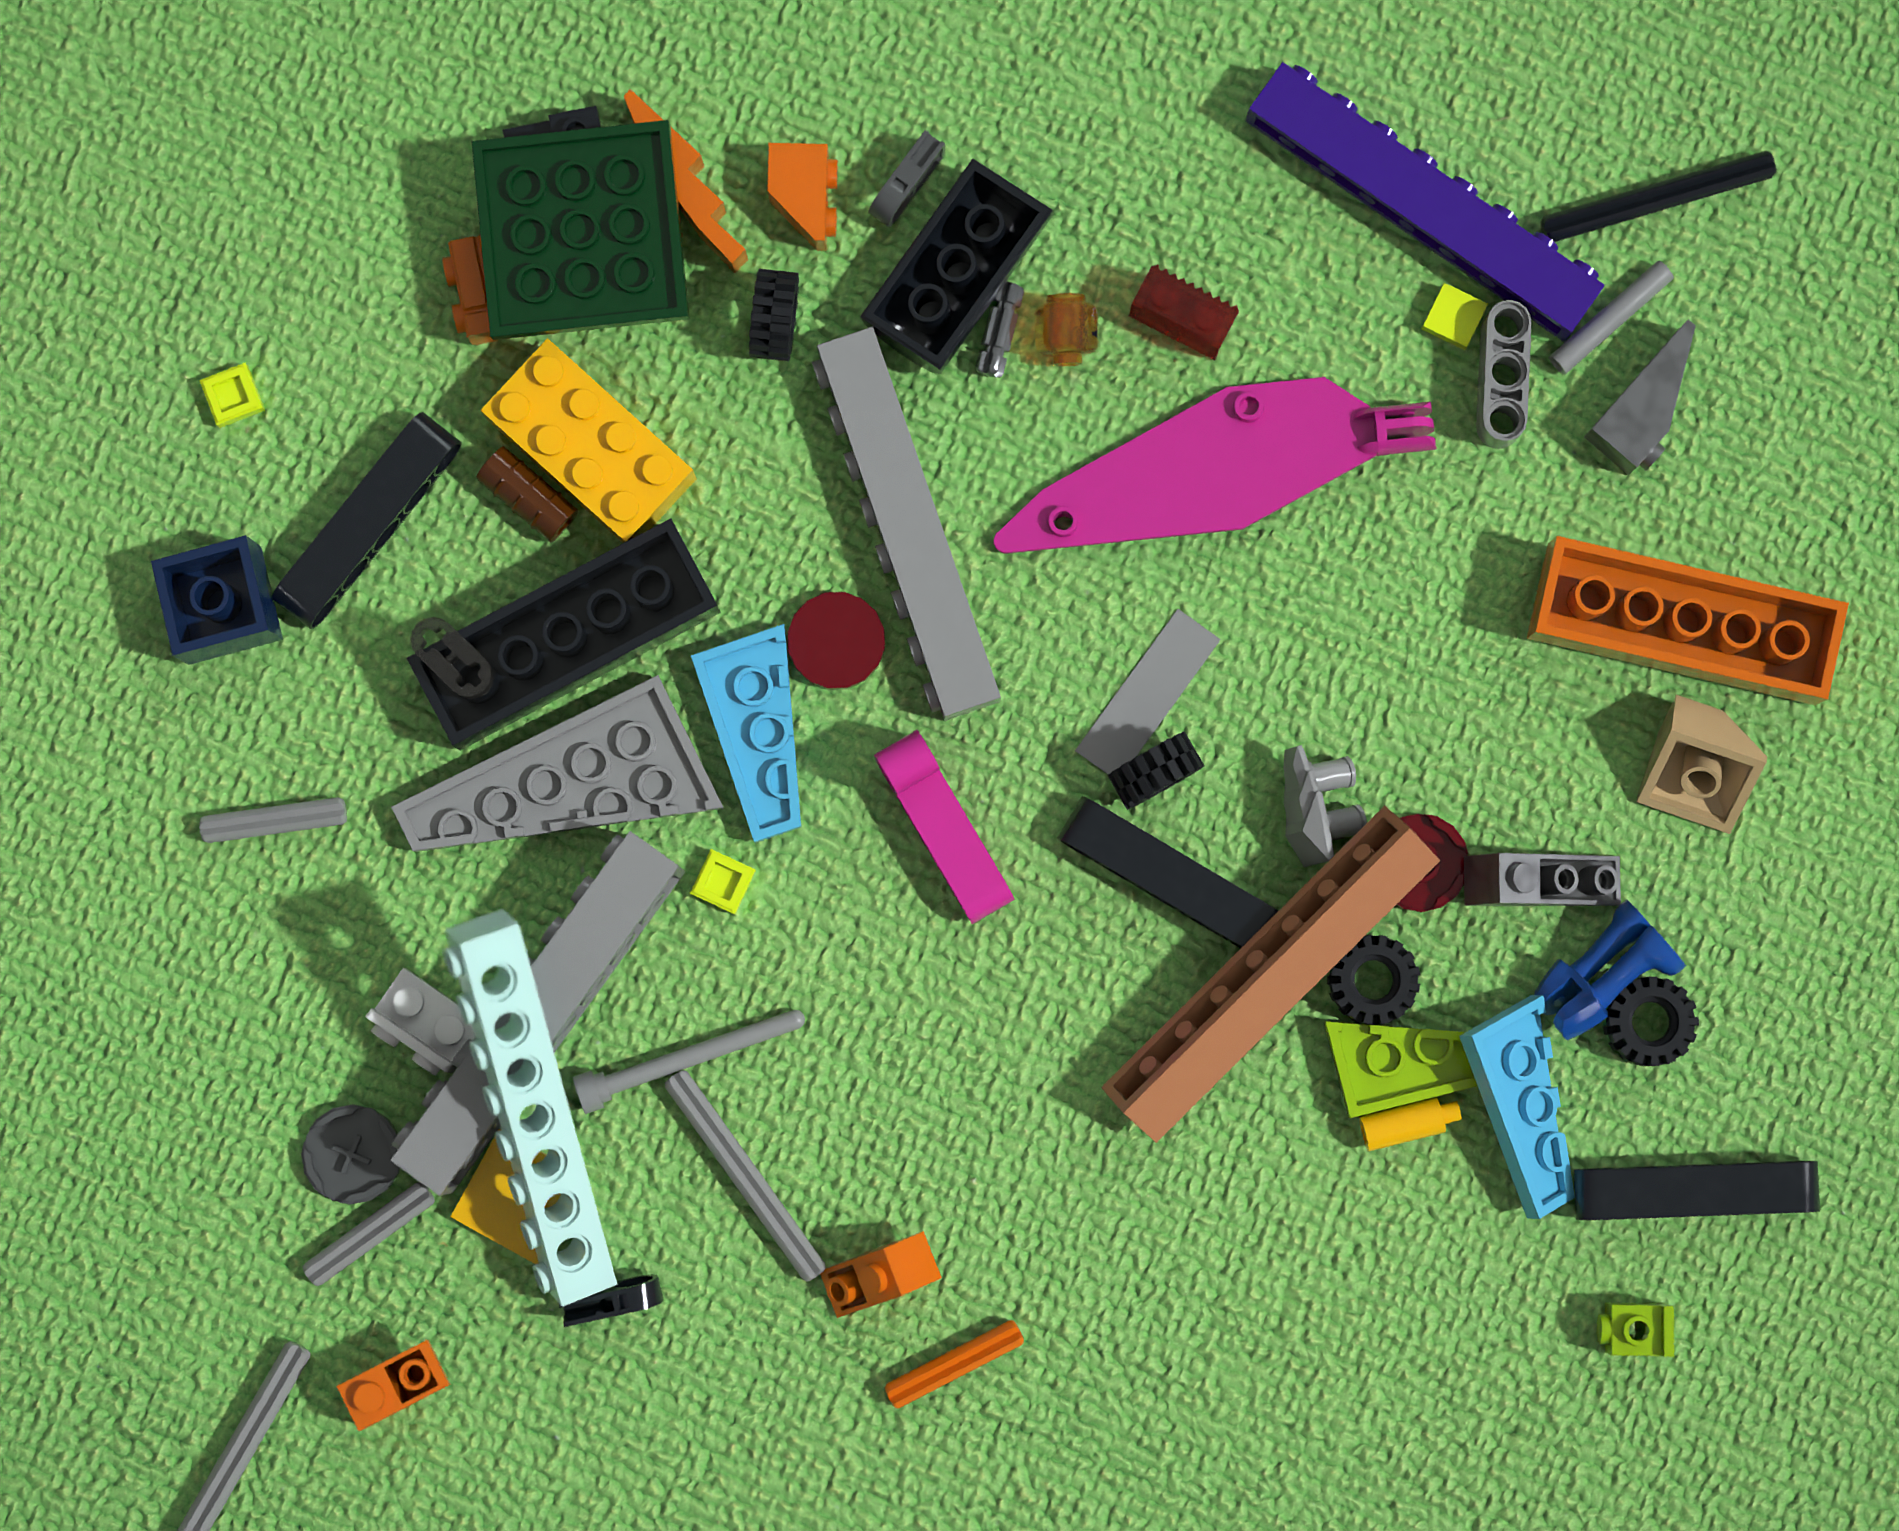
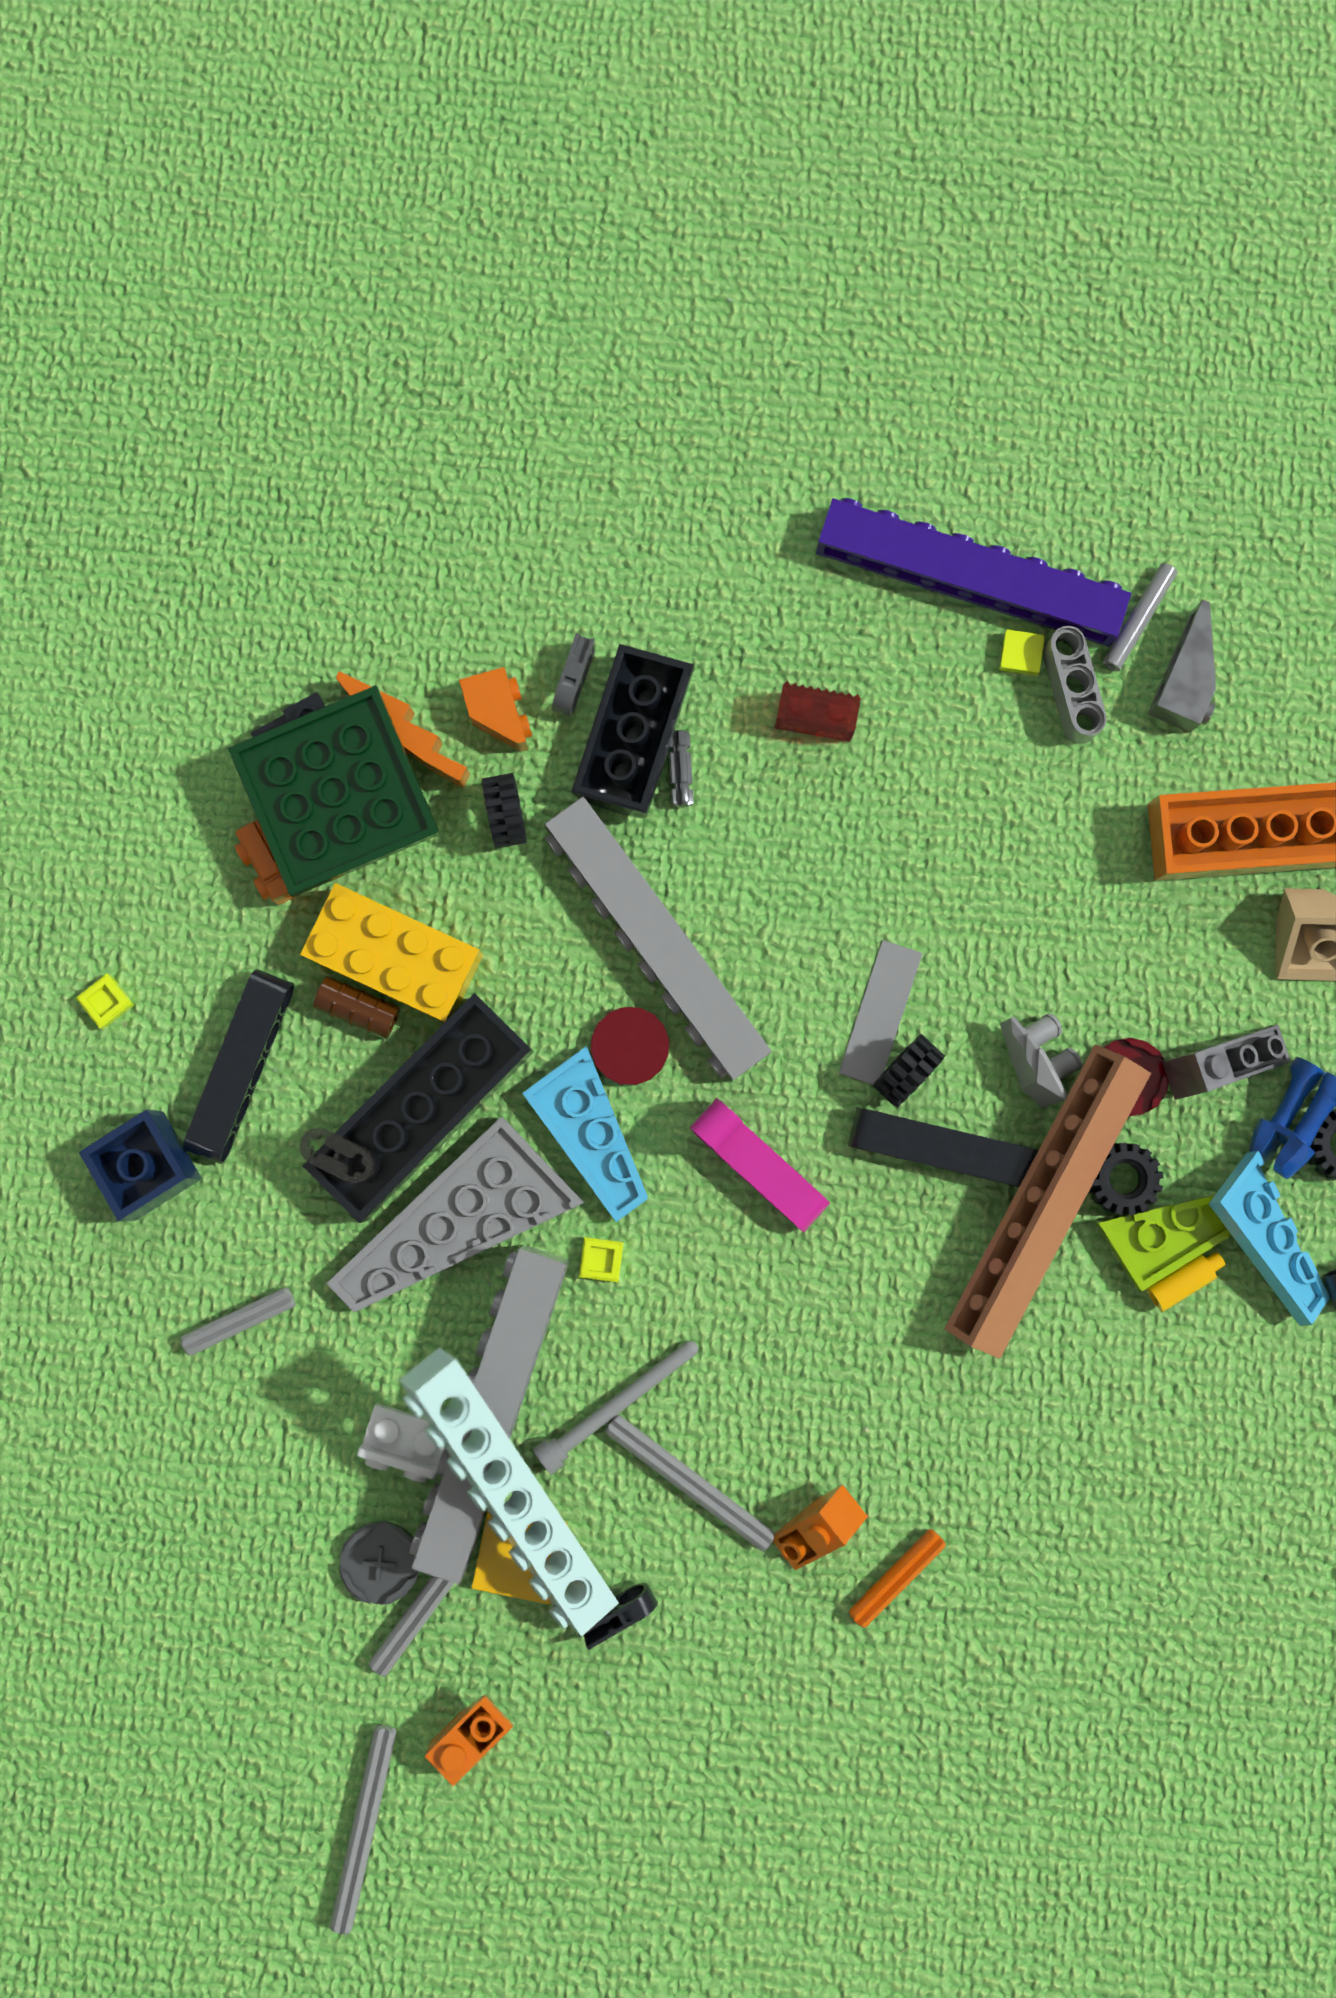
camera: 20 degrees left, 0 degrees up
(1066, 328) = (731, 752): clear orange head -> none
(1219, 466) = (879, 821): dark pink wing -> none
(1659, 196) = (1146, 514): black axle -> none

